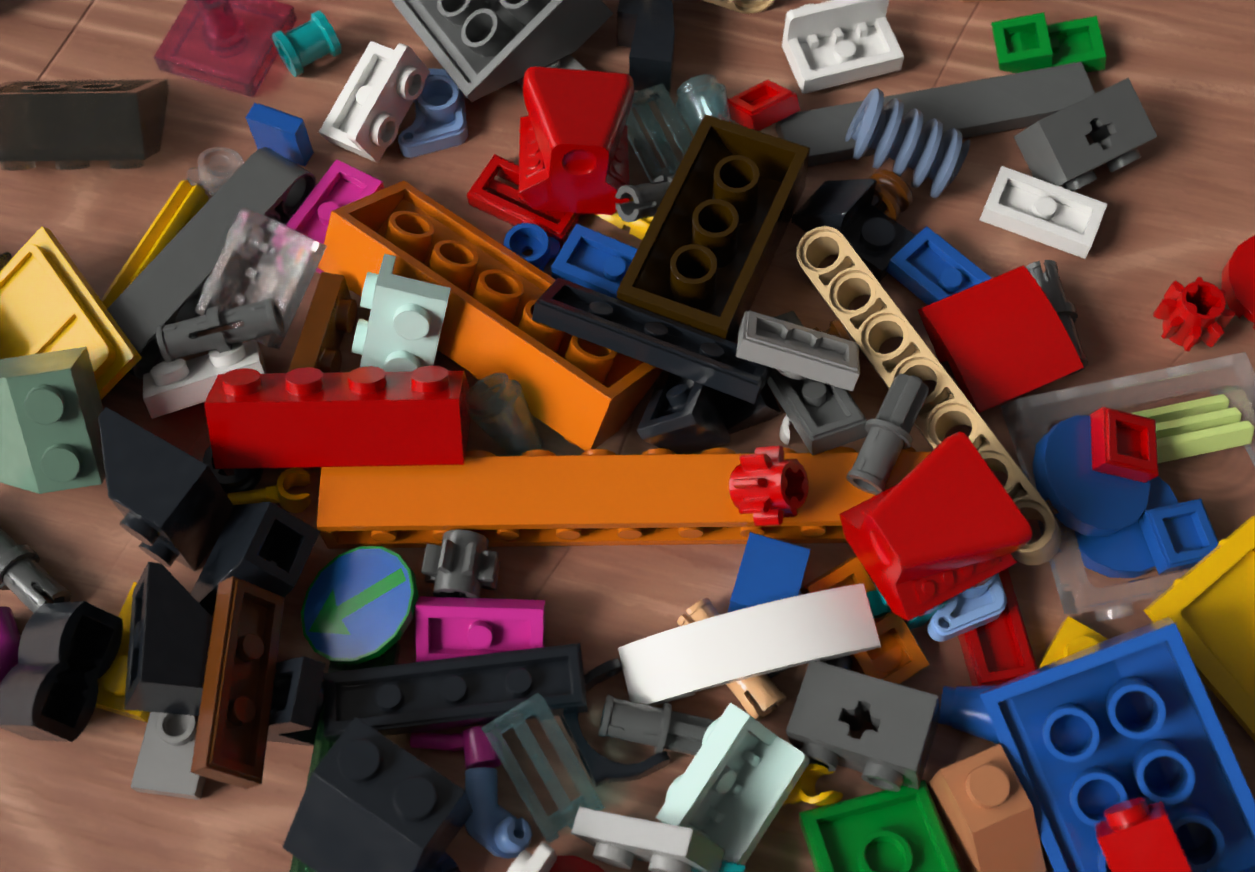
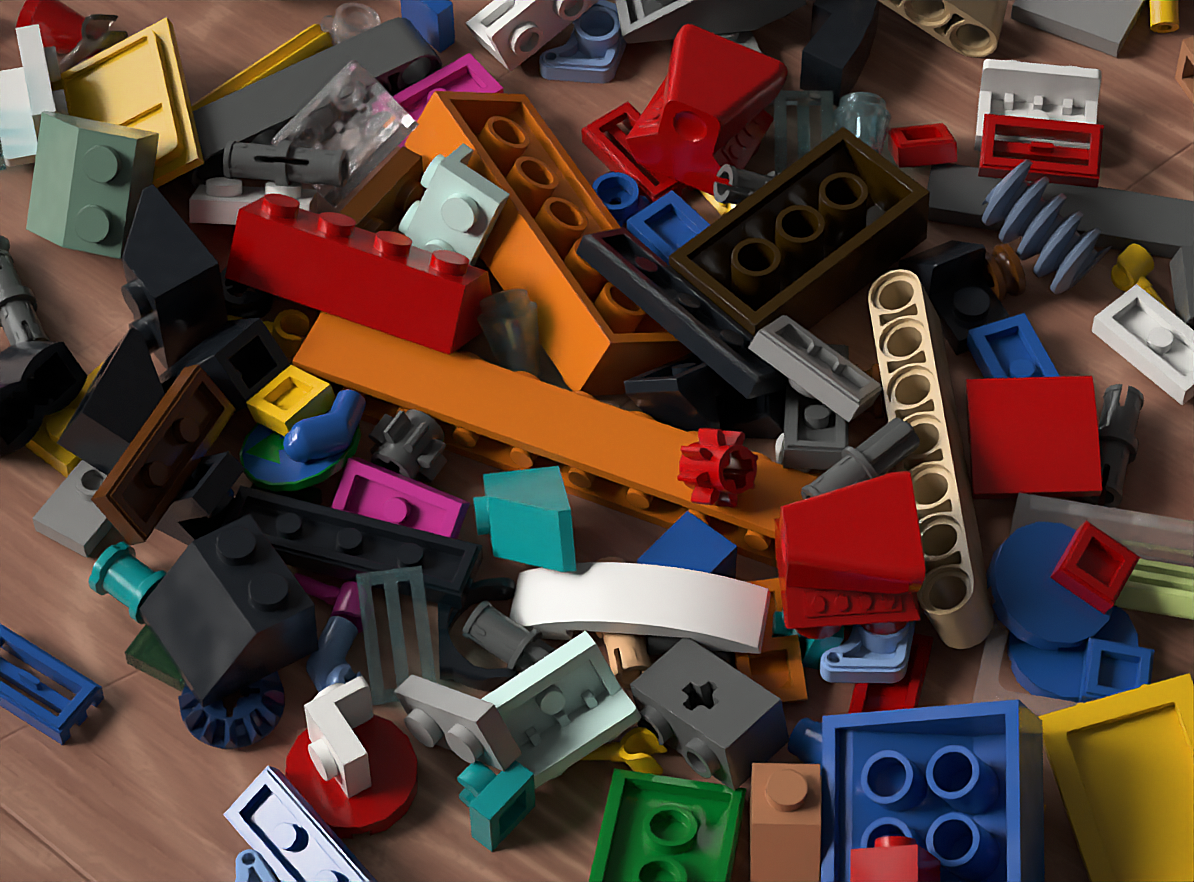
camera: 25 degrees right, 10 degrees down
(257, 816) = (124, 578): none -> teal bush
(335, 569) = (290, 399): none -> yellow plate
(386, 590) = (327, 433): none -> blue arm
(612, 597) = (528, 517): none -> teal slope
(825, 87) = (1042, 129): none -> red tile
(983, 154) = (1132, 269): none -> yellow hand

